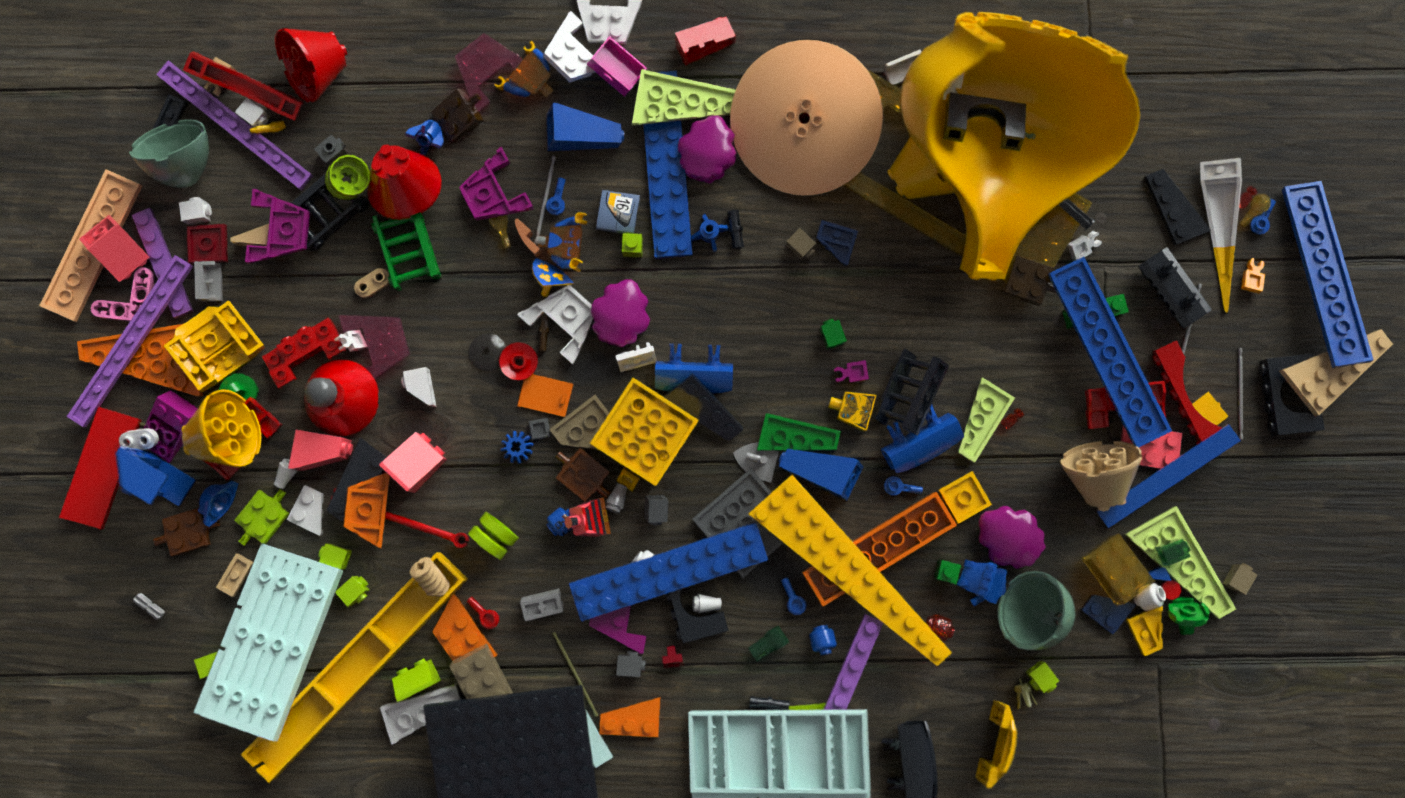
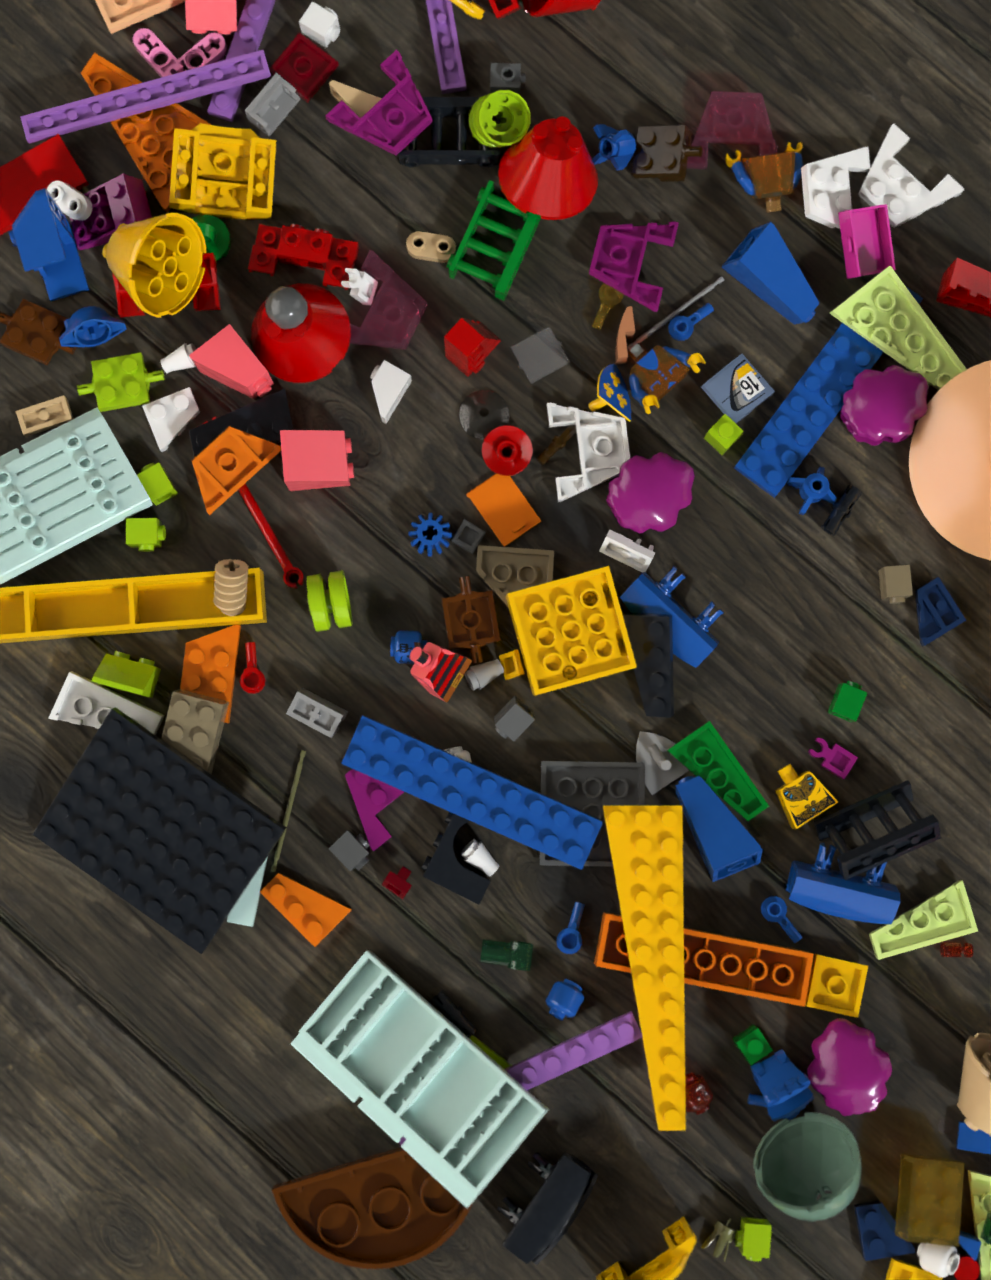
camera: 35 degrees right, 0 degrees up
(444, 320) = (469, 345): none -> red wedge
(489, 290) = (540, 355): none -> clear piece

